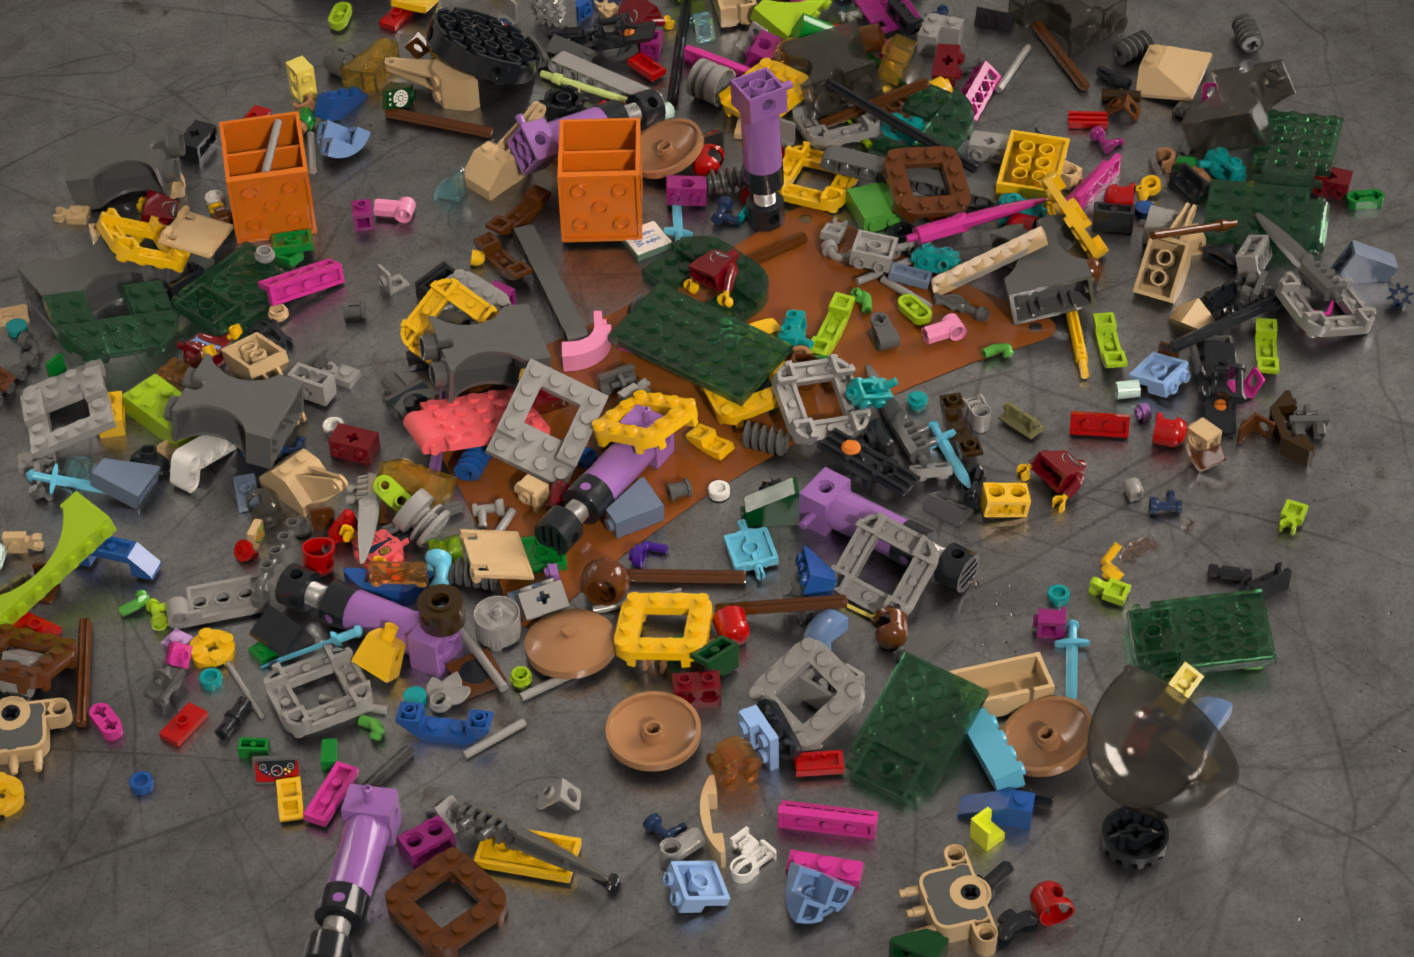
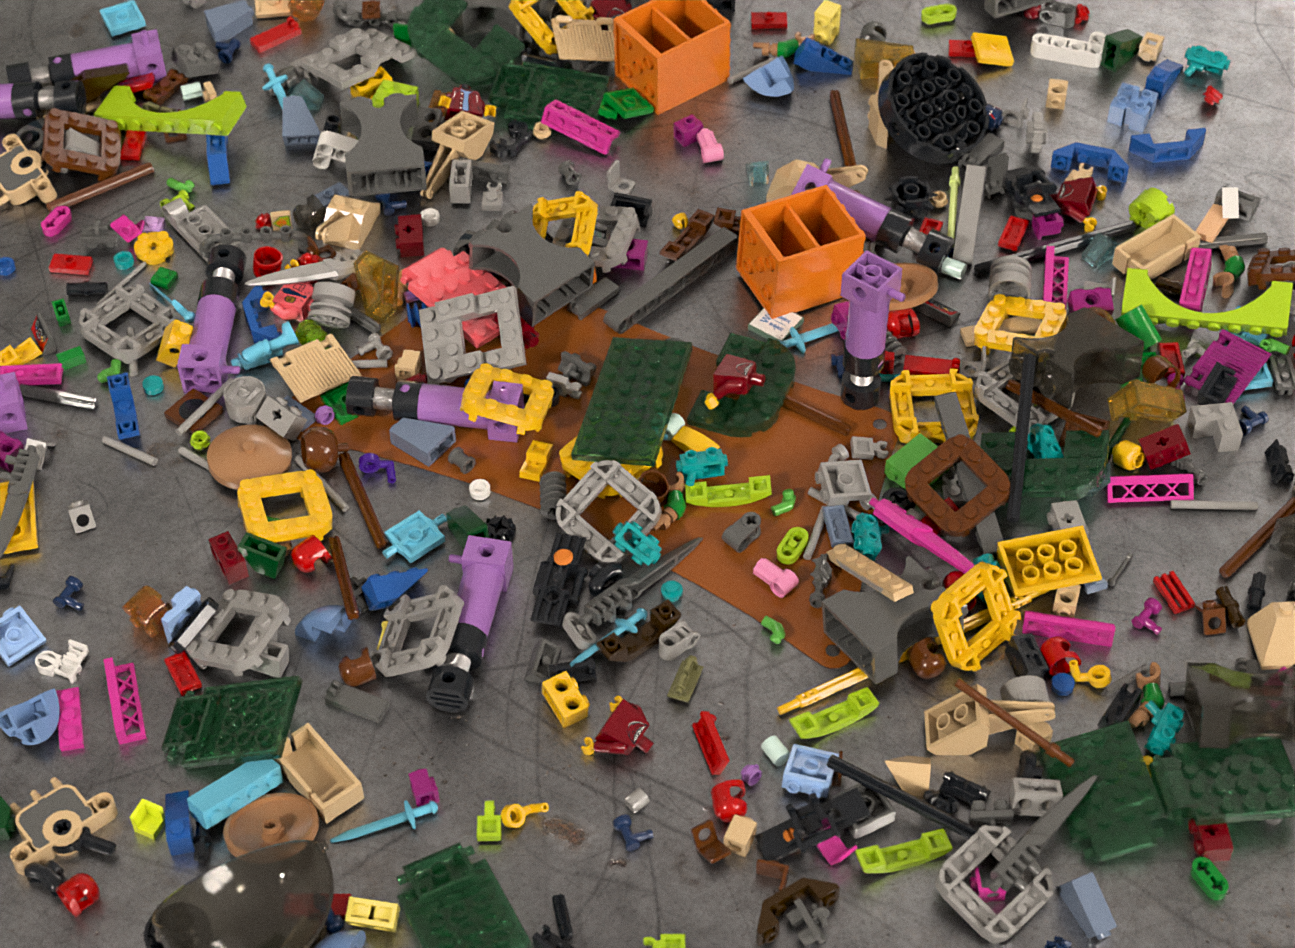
camera: 65 degrees right, 5 degrees up
(264, 254) = (594, 90): light grey plate -> none
(272, 145) = (676, 26): light grey bar -> none
(280, 633) = (181, 277): black slope -> none
(391, 494) = (352, 274): lime plate -> none
(398, 95) = (848, 87): dark green slope -> none
(398, 573) = (258, 314): clear orange plate -> none
(442, 620) = (206, 349): dark brown piece -> none
(448, 691) = (162, 400): light grey plate -> none
(567, 32) = (1017, 160): black axle -> none
(590, 350) = (599, 335): bright pink arch -> none
(653, 731) = (166, 544): medium nougat dish -> none
(680, 847) = (47, 609): light grey piece -> none
(713, 842) = (85, 618): tan slope -> none
(1058, 595) = (468, 784): teal tile -> none

